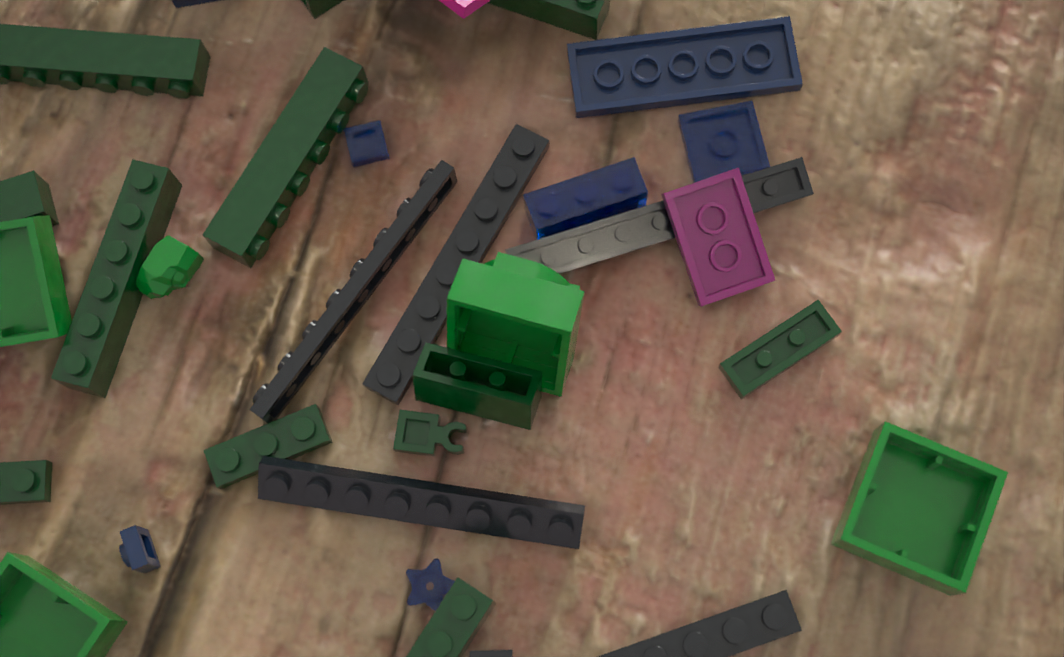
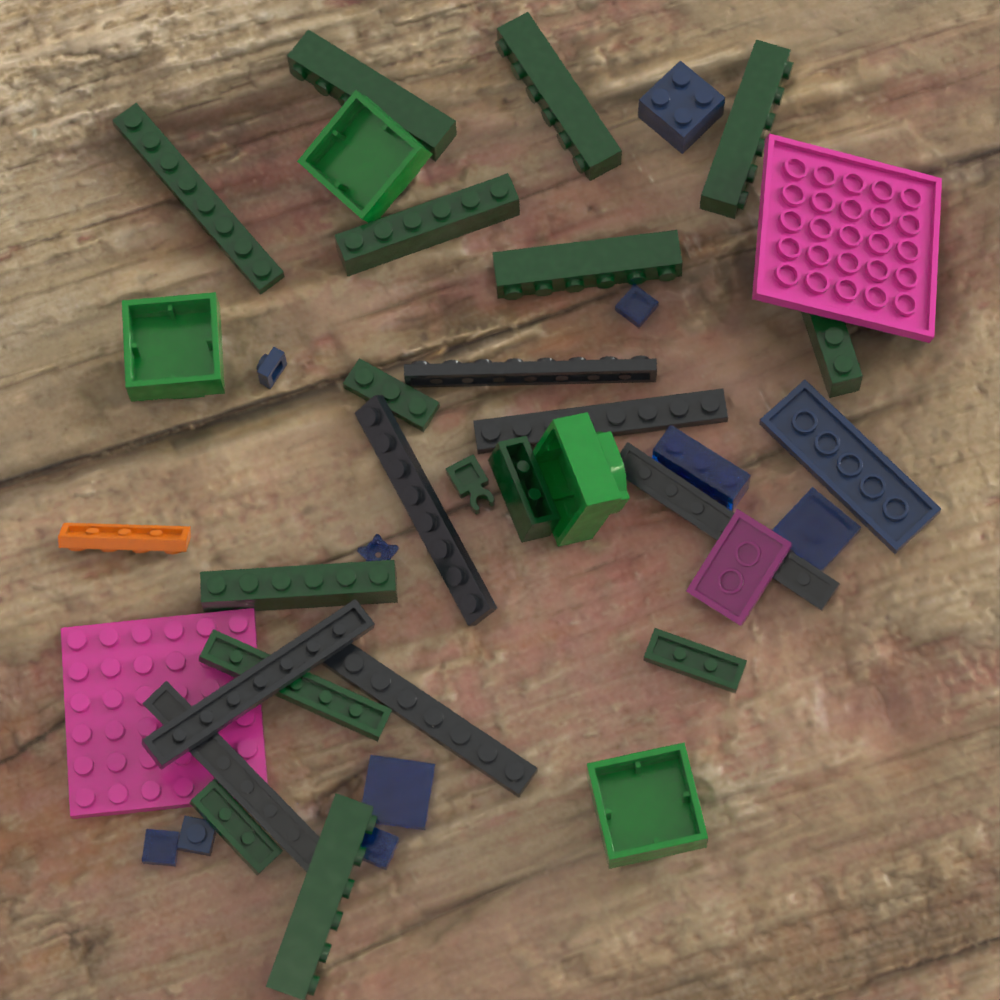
camera: 50 degrees right, 5 degrees down
(167, 268) = (456, 248): green rock -> none

